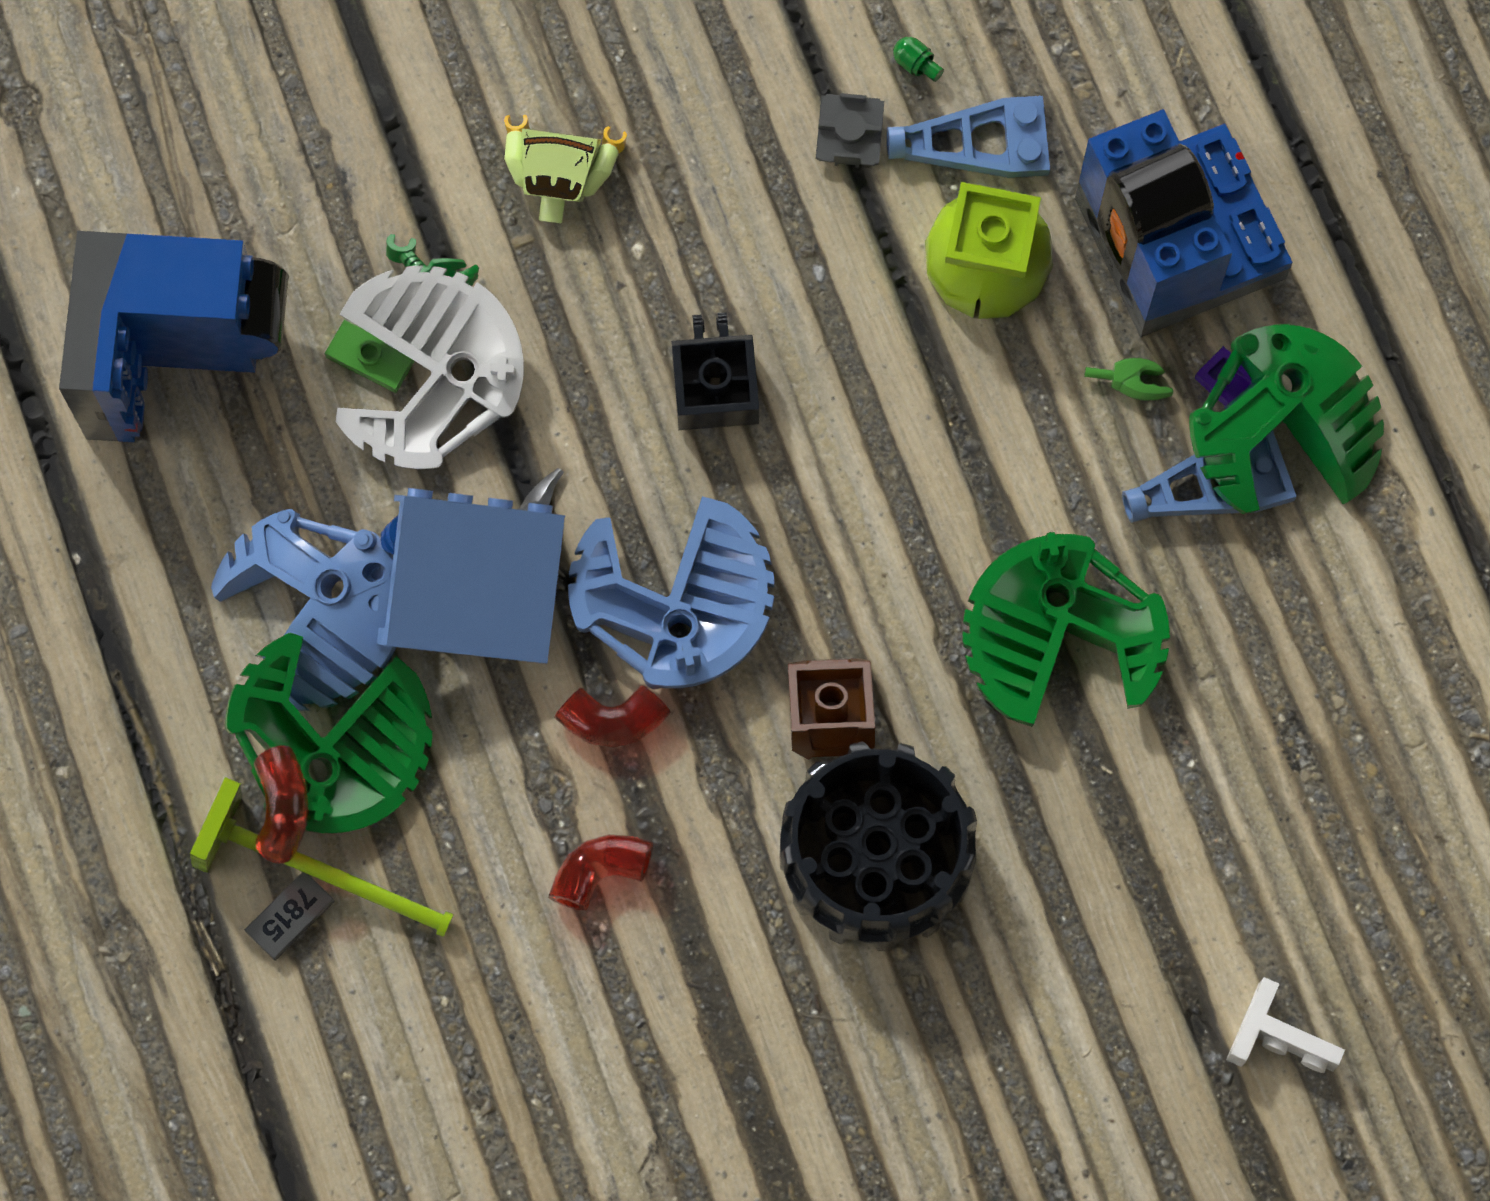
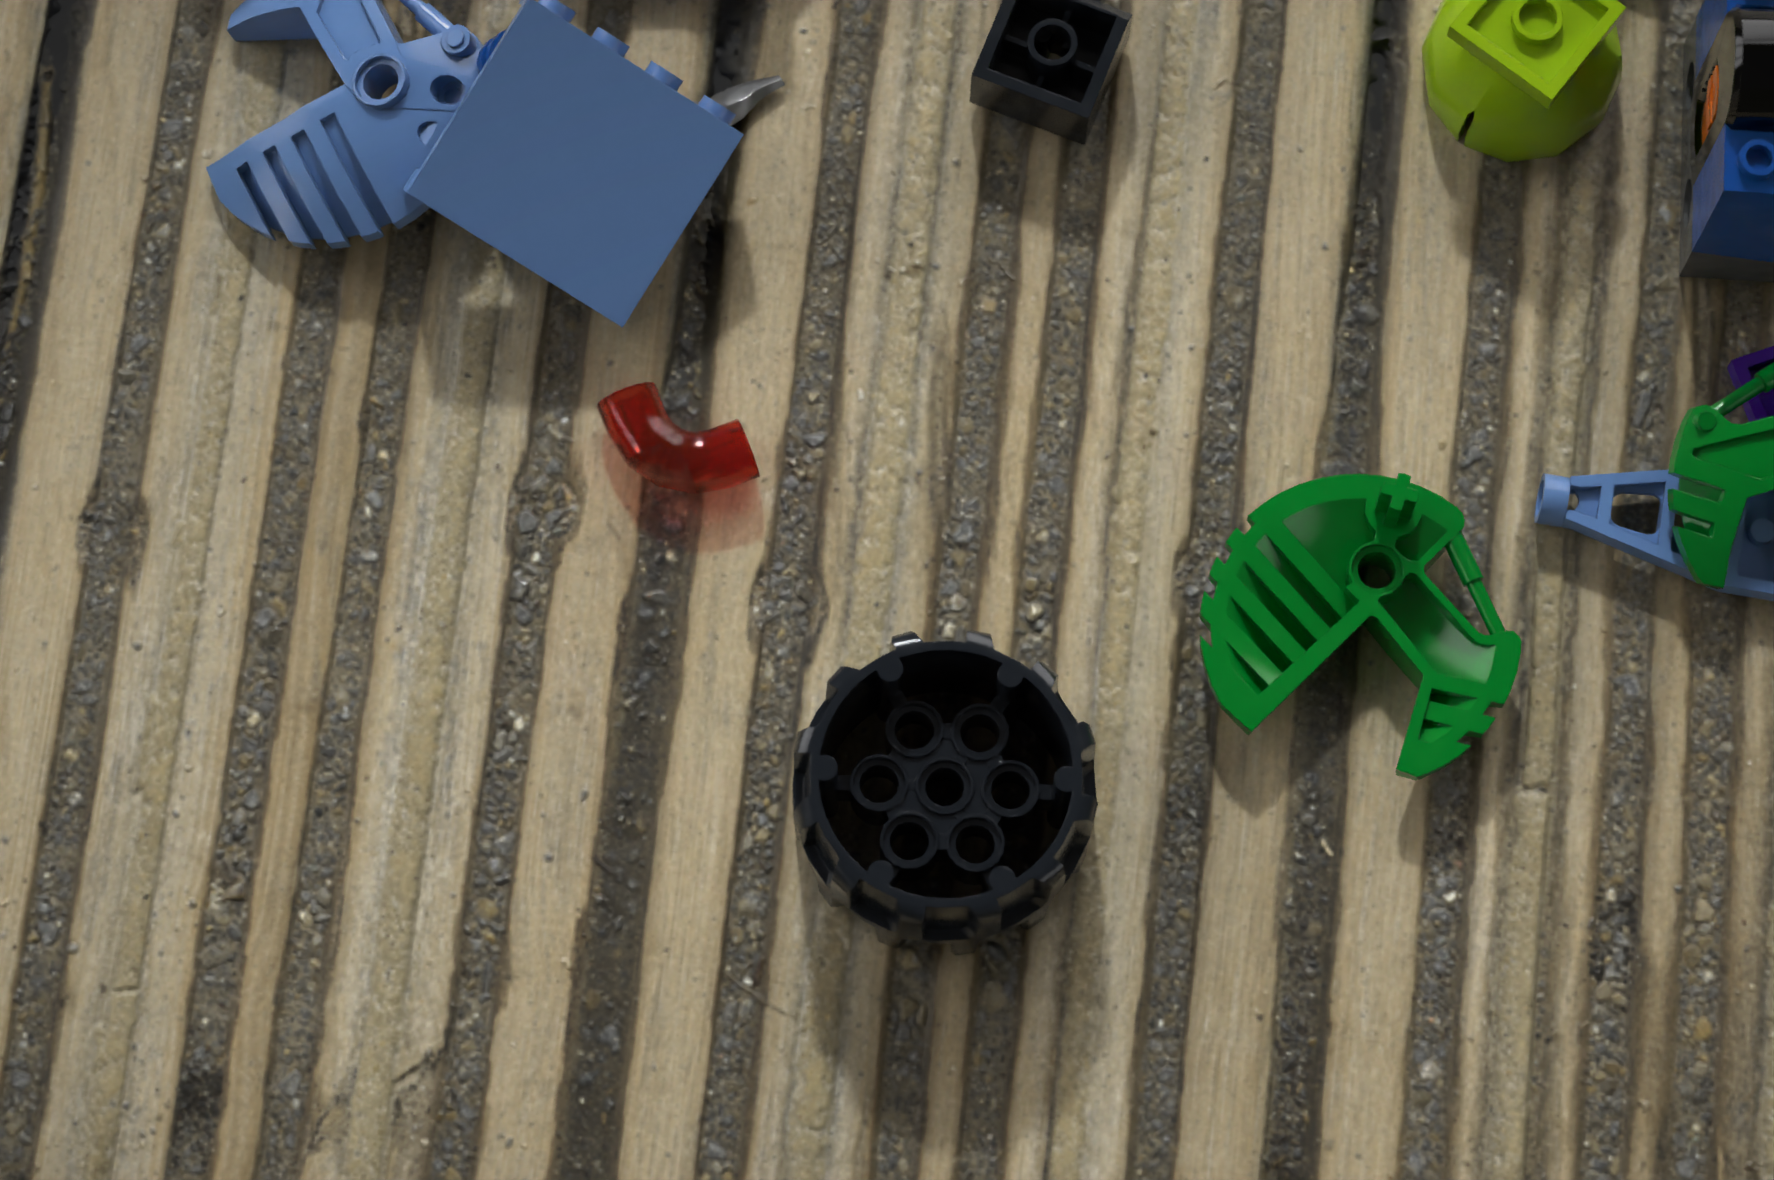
camera: 25 degrees right, 0 degrees up
(221, 827) = (68, 334): lime tile -> none
(285, 804) = (162, 341): clear red cylinder -> none
(289, 915) = (105, 501): dark grey tile -> none
(366, 754) = (322, 330): green piece -> none
(595, 861) = (553, 628): clear red cylinder -> none
(715, 593) = (902, 339): medium blue piece -> none
(830, 706) = (981, 571): reddish brown slope -> none
(1127, 379) = (1629, 326): bright green hand -> none

